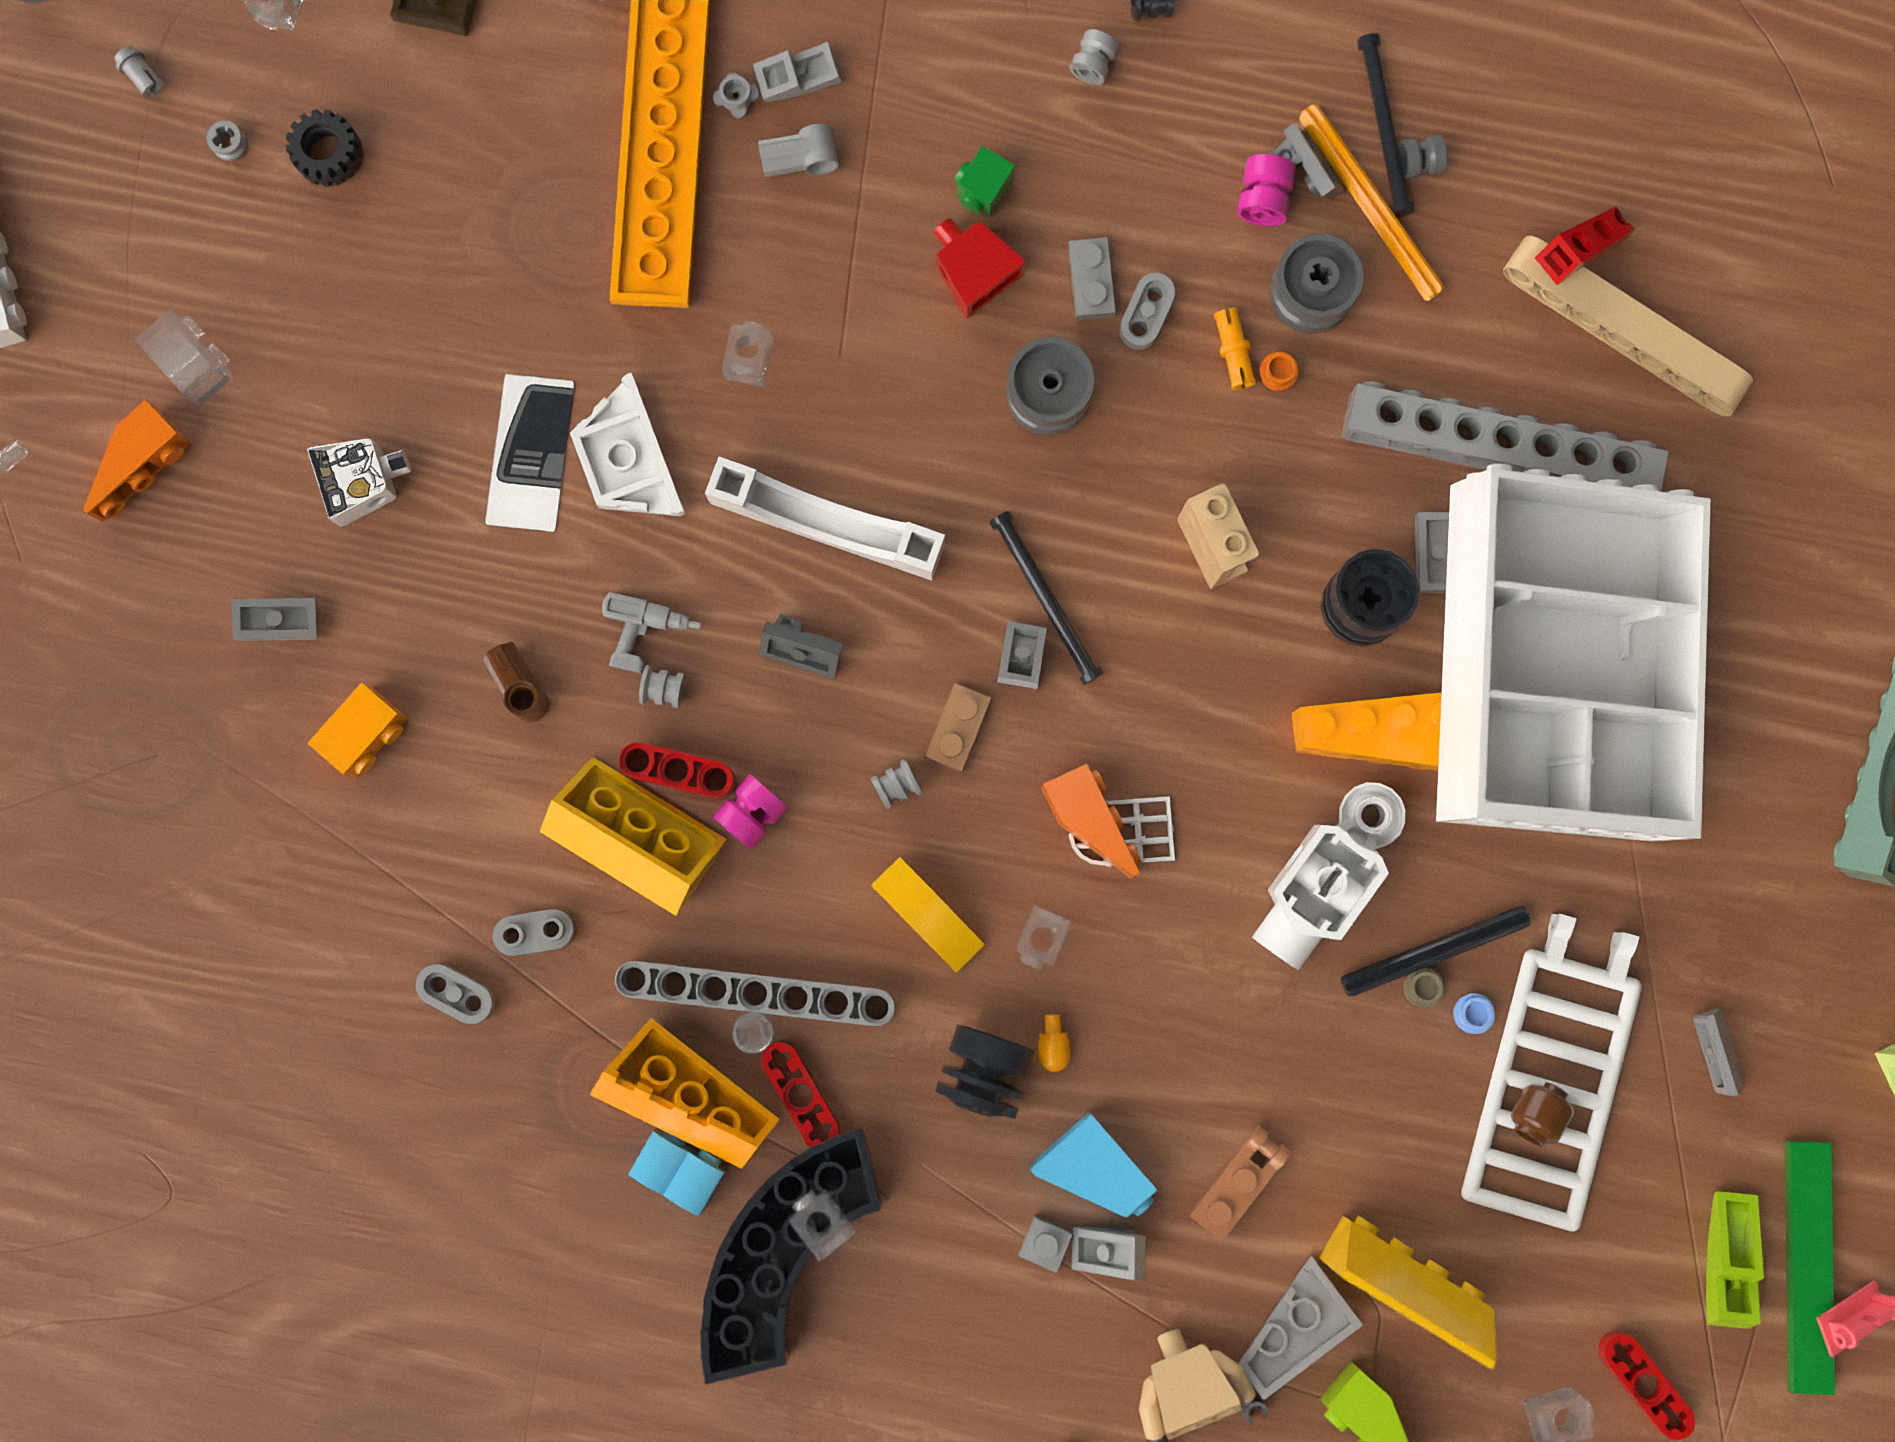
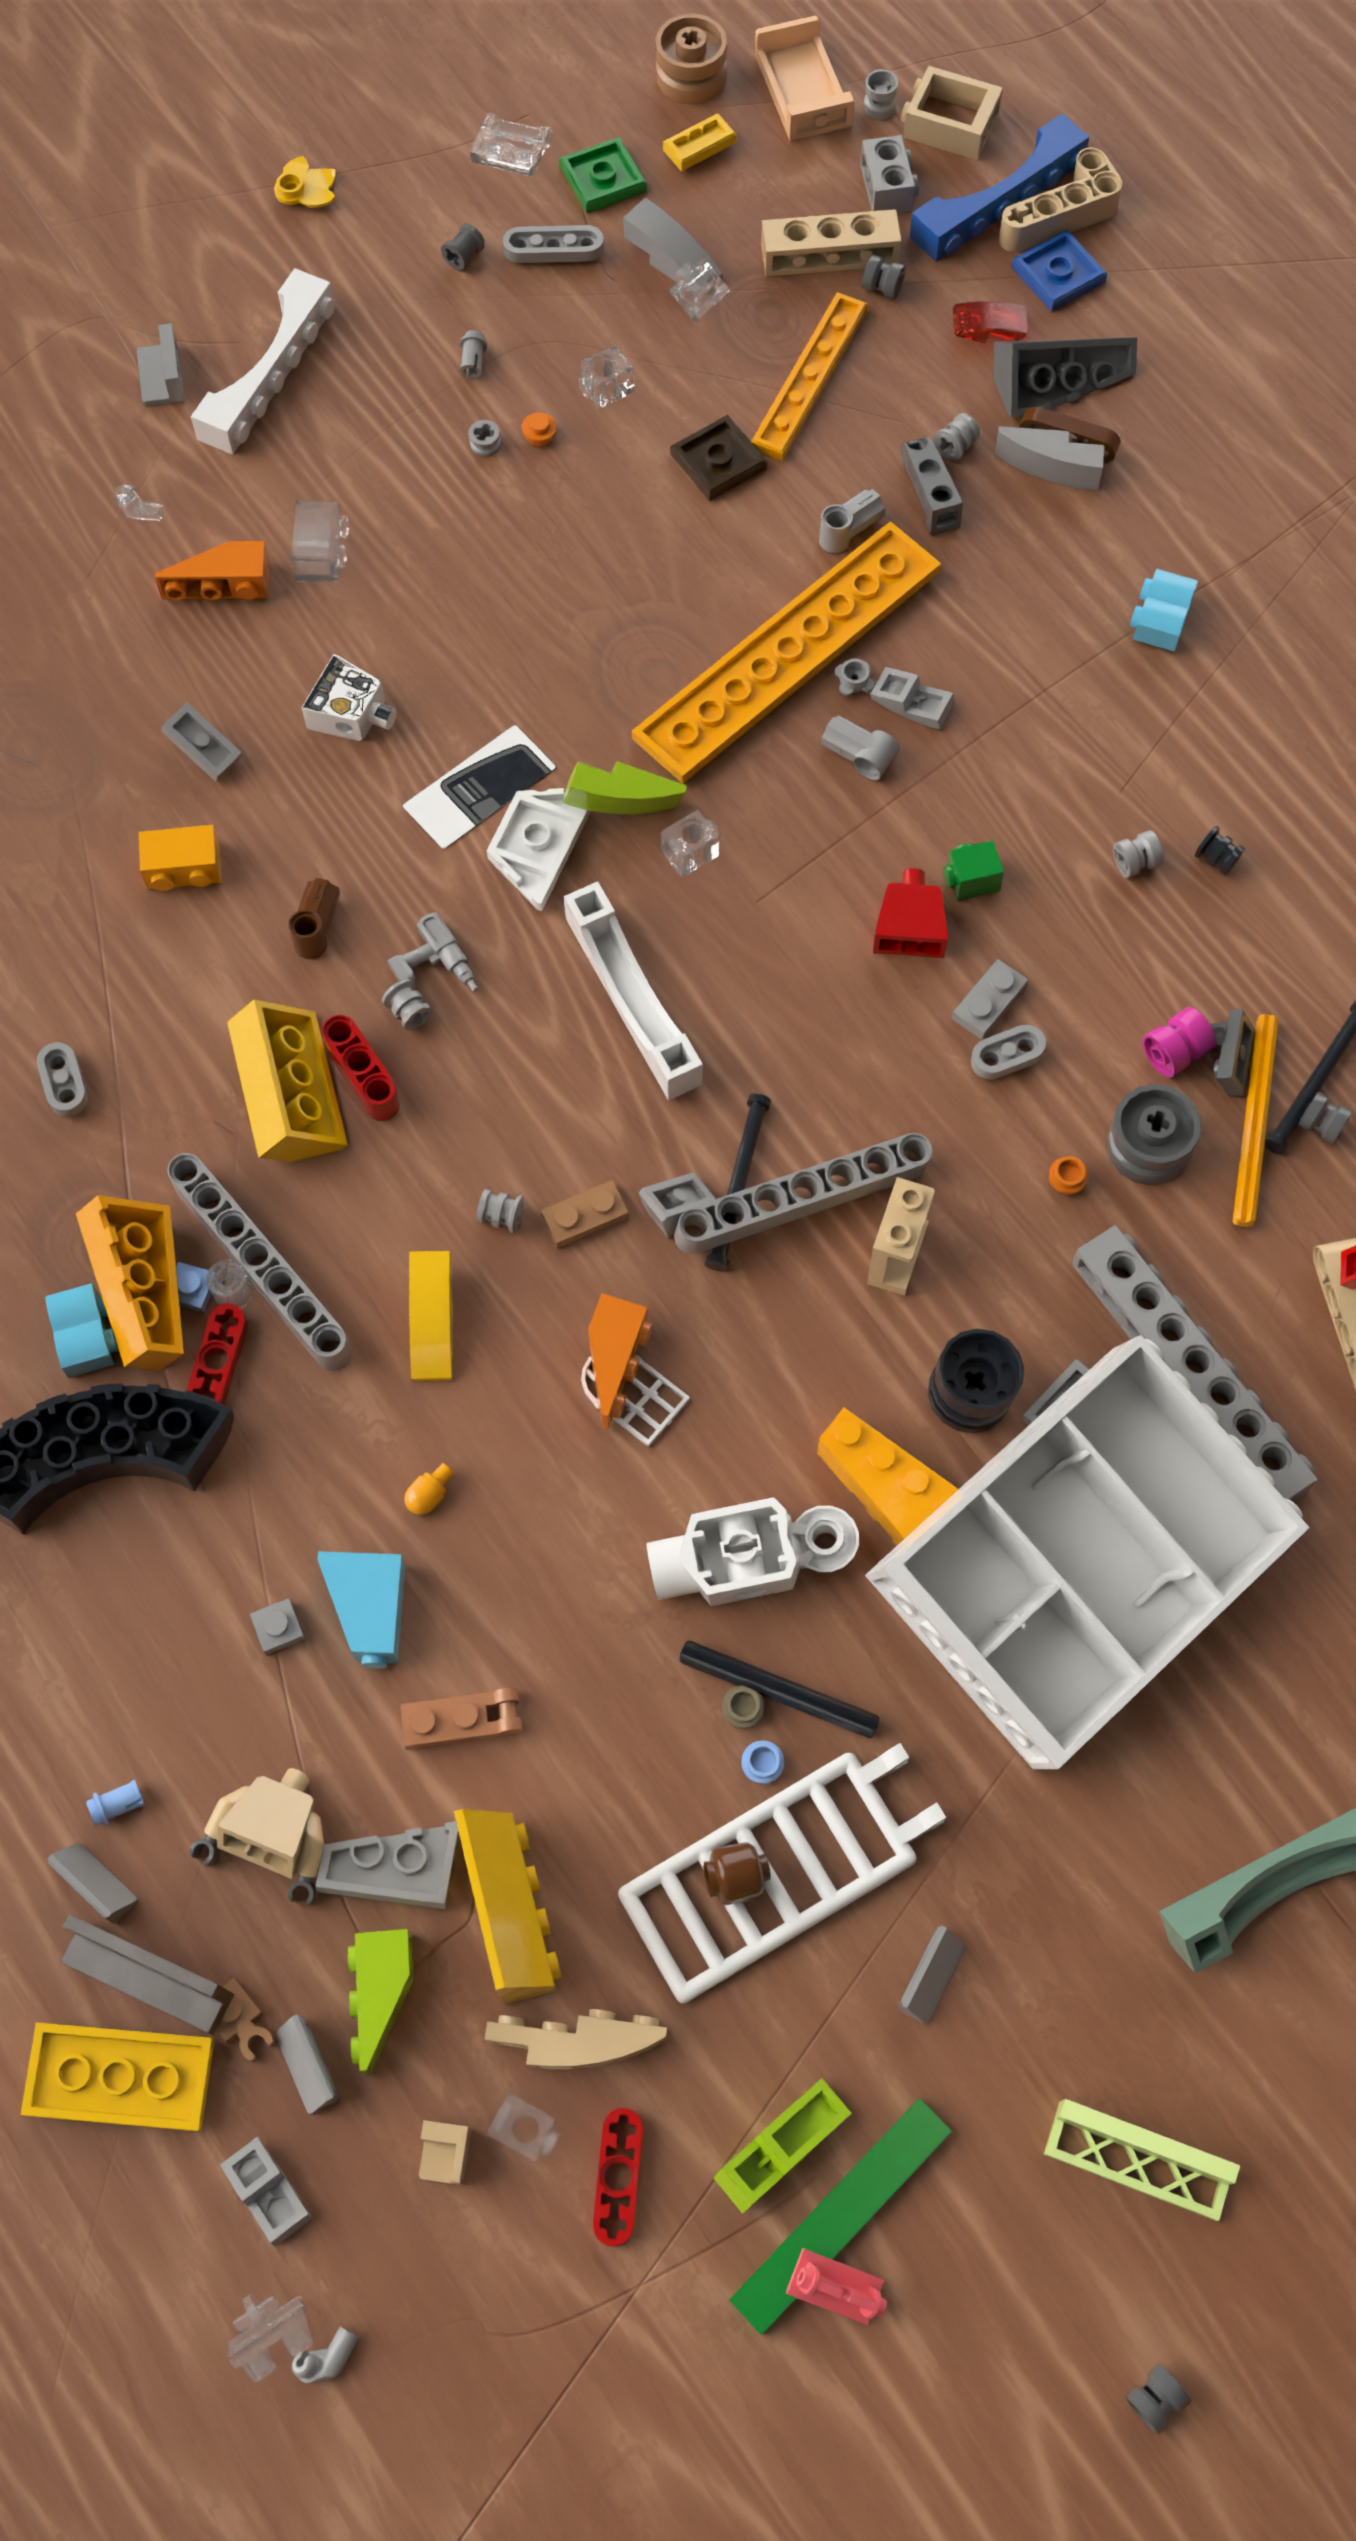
camera: 45 degrees right, 15 degrees down
(264, 92) = (539, 429): none -> orange plate
(311, 130) = (538, 474): black tyre -> none
(533, 932) = (153, 1087): light grey plate -> none
(653, 361) = (621, 791): none -> lime slope
(725, 1056) = (192, 1287): none -> light blue plate
(750, 812) = (367, 1140): dark pink wheel -> none
(807, 651) = (526, 1057): dark grey hinge -> none
(821, 1243) = (139, 1456): clear brick -> none
(985, 1072) = (358, 1454): black wheel -> none
(1036, 369) = (882, 1037): dark grey wheel -> none
(1055, 925) = (499, 1389): clear brick -> none
(1109, 1252) = (316, 1672): light grey slope -> none
(1117, 548) = (791, 1206): none -> light grey beam
(1235, 348) = (1049, 1132): light orange pin -> none
(1552, 1316) = (597, 2040): none -> tan slope

